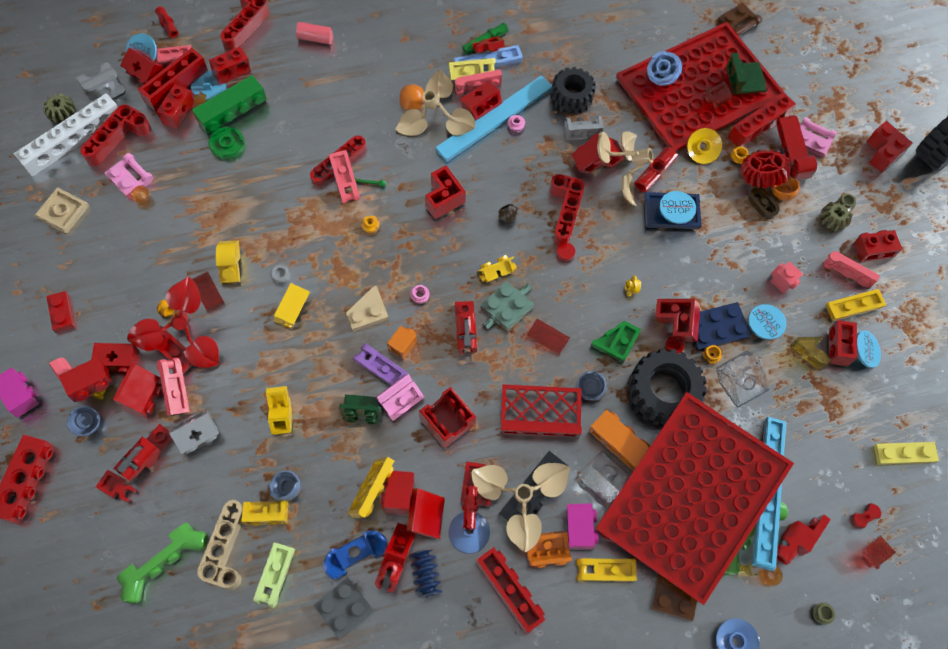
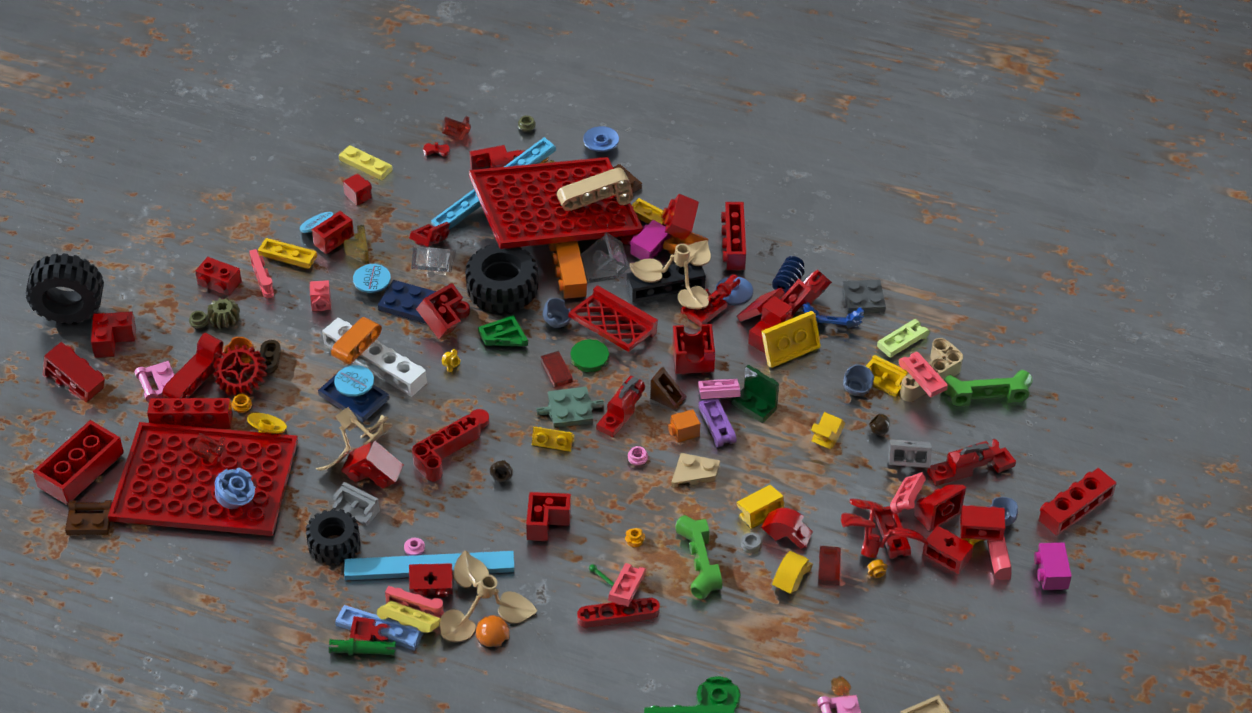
camera: 140 degrees left, 20 degrees down
(60, 311) = (979, 623): red plate -> none
(220, 518) = (923, 374): none -> coral plate
(240, 451) = (879, 424): none -> dark brown piece
(256, 293) = (787, 523): none -> red brick
(322, 251) = (709, 575): none -> bright green plate
(441, 367) = (665, 390): none -> reddish brown slope
(533, 367) = (589, 355): none -> green tile
(567, 559) = (680, 216): none -> red brick
(650, 175) = (327, 432): red piece -> none
(664, 525) = (596, 188): none -> tan beam
(698, 245) = (382, 361): none -> white brick
(710, 238) = (356, 340): none -> orange beam
(716, 351) = (437, 284): light orange plate -> none
(745, 77) = (162, 448): dark green bracket -> none
(768, 396) = (430, 235): none -> red bracket
(786, 40) = (78, 462): none -> red brick
(871, 98) = (73, 372): none -> red wedge
(876, 410) = (357, 189): none -> red brick

